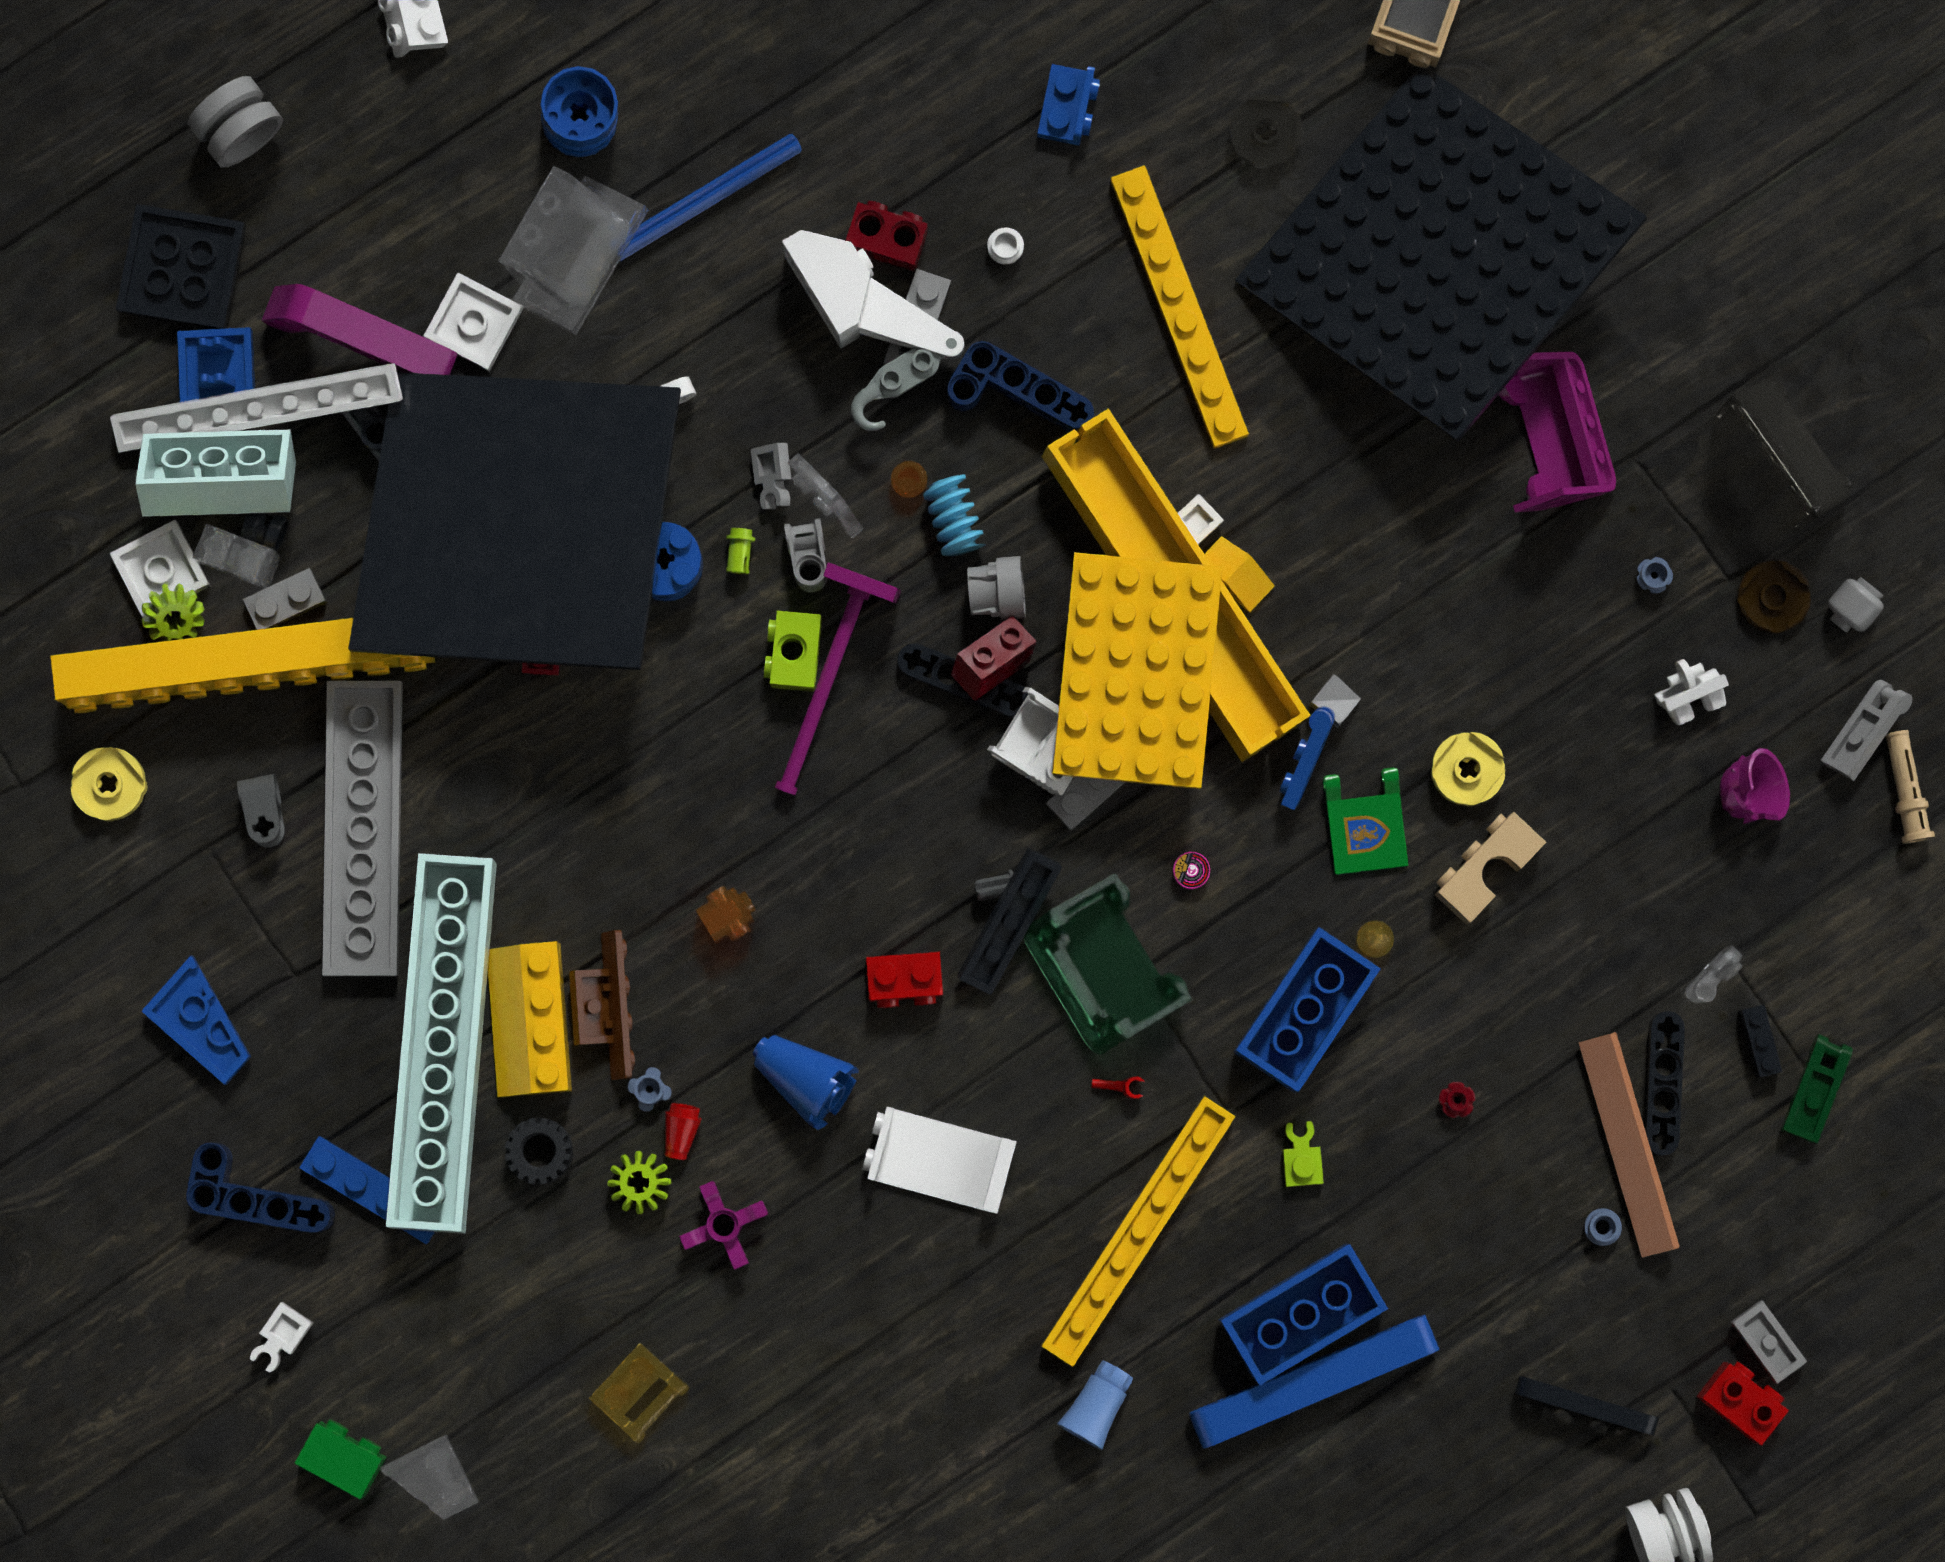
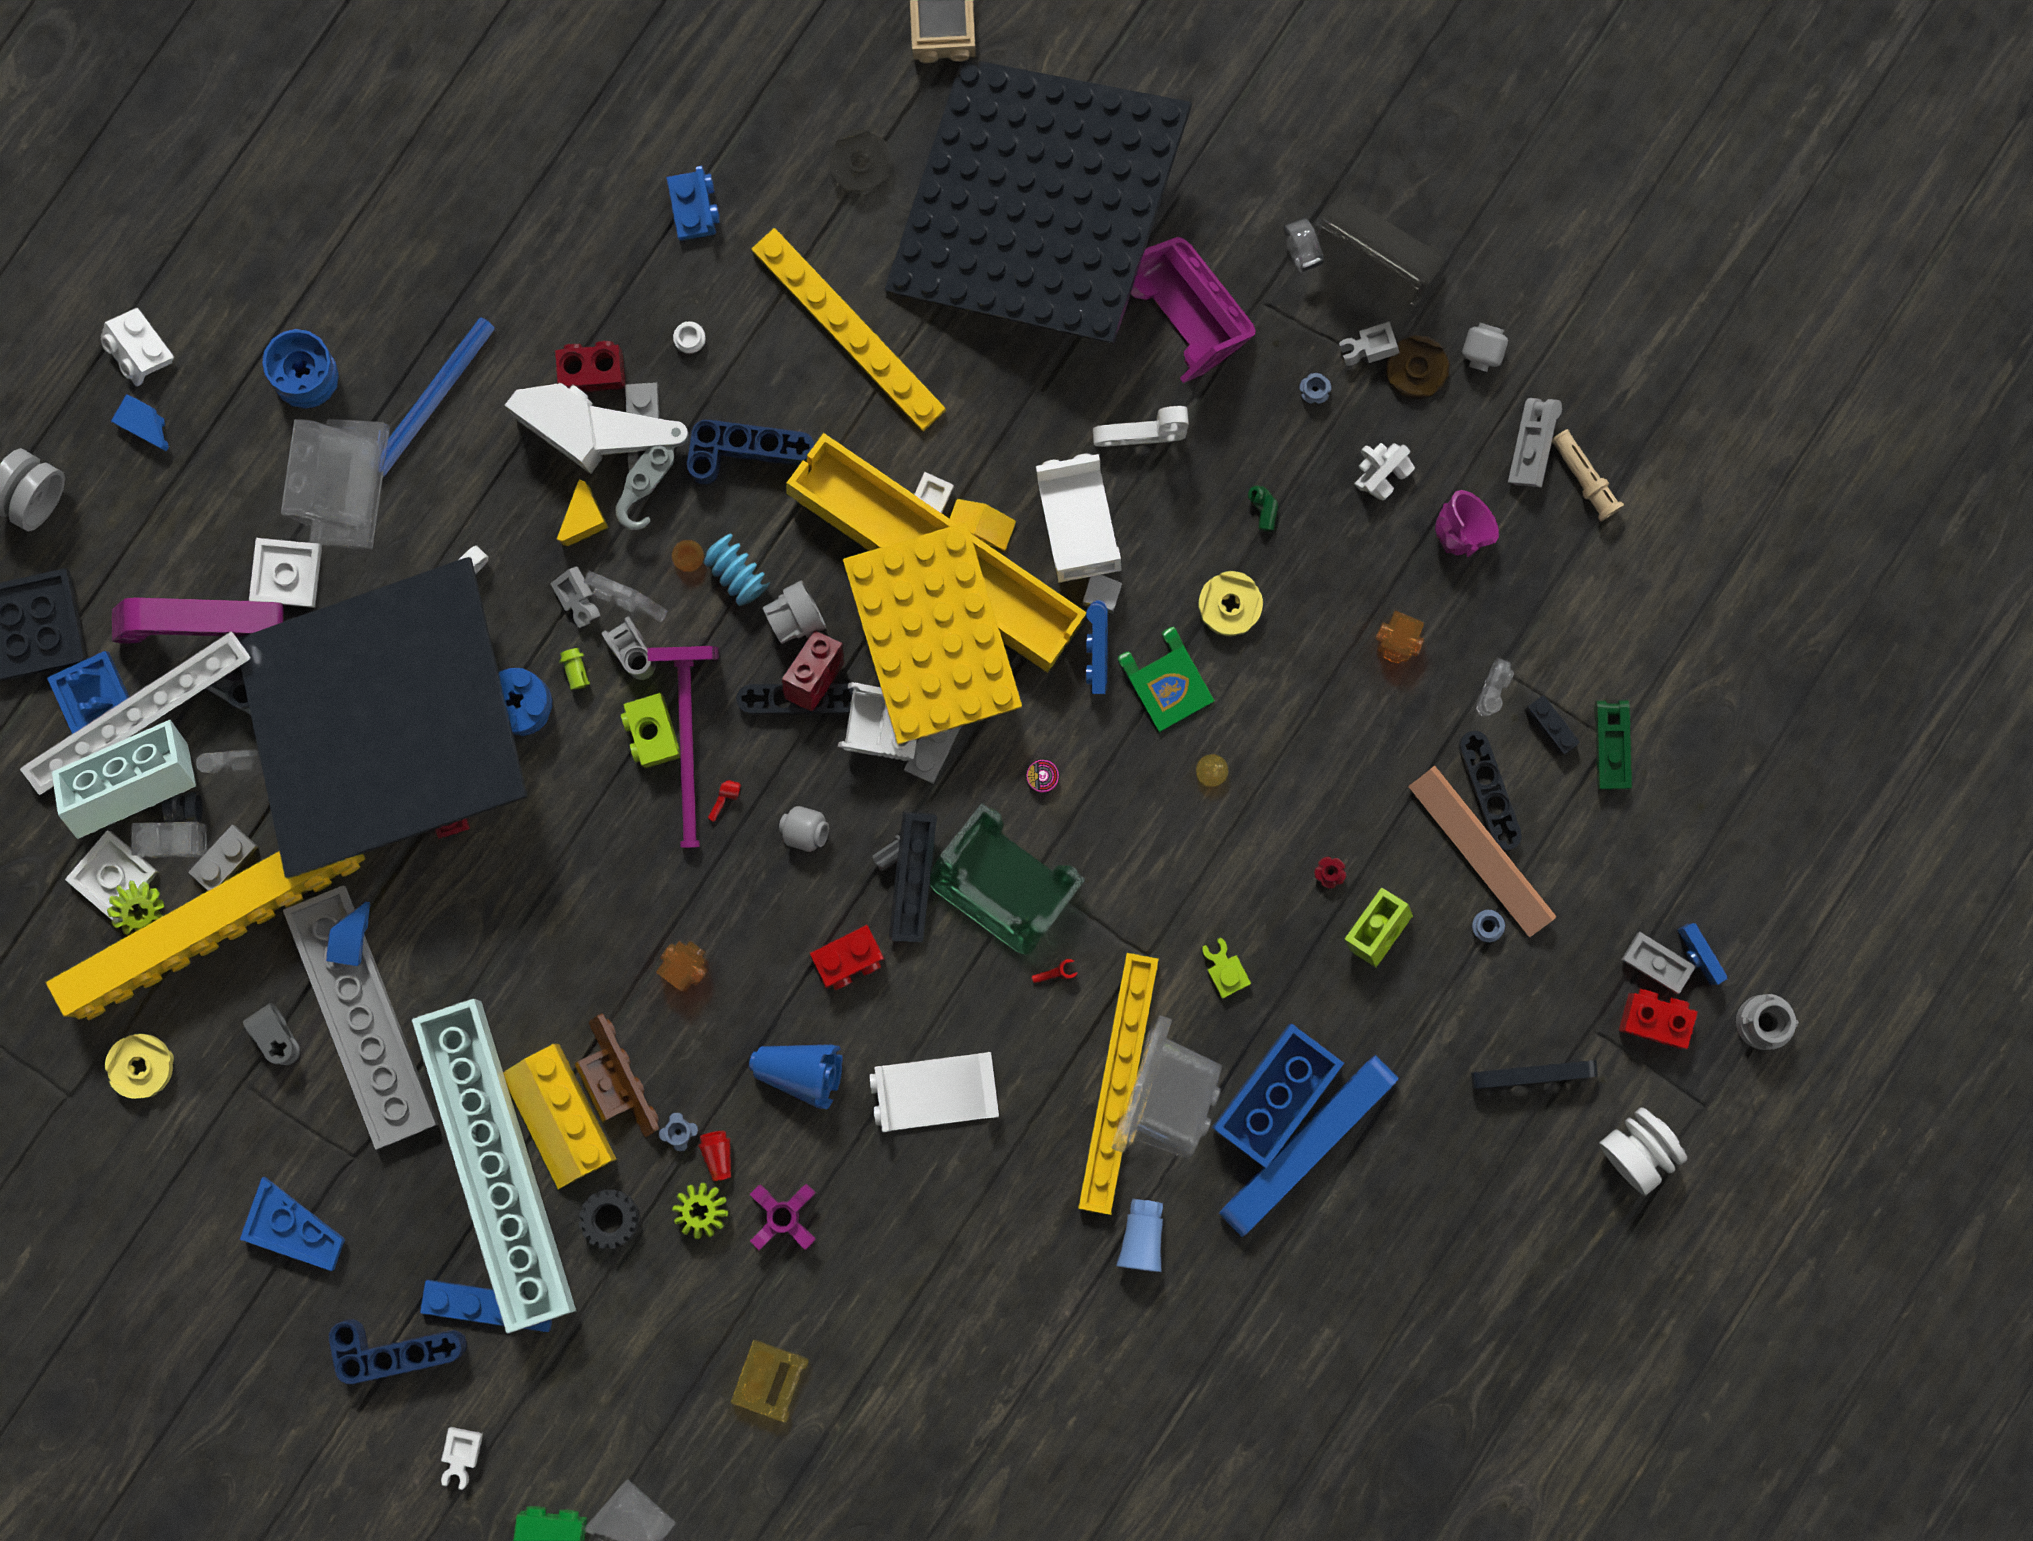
camera: 15 degrees left, 0 degrees up
(345, 502) = (240, 760): none -> clear plate
(384, 738) = (347, 937): none -> blue slope
(386, 97) = (141, 421): none -> blue slope
(813, 392) = (582, 517): none -> yellow slope
(850, 747) = (728, 789): none -> red hand
(914, 822) = (804, 828): none -> light grey head
(1187, 1267) = (1169, 1096): none -> clear windscreen
(1307, 1010) = (1180, 850): blue brick -> none
(1342, 610) = (1078, 517): none -> white panel
(1481, 551) = (1169, 426): none -> white beam
(1484, 1180) = (1378, 927): none -> lime brick
(1509, 841) = (1287, 648): tan arch -> none
(1549, 678) = (1266, 505): none -> dark green arm
(1635, 880) = (1400, 637): none -> clear orange brick
(1705, 416) = (1303, 245): none -> clear piece
(1739, 553) = (1375, 343): none -> light grey plate
(1818, 1352) = (1701, 954): none -> blue plate
(1877, 1458) = (1783, 1022): none -> light grey piece

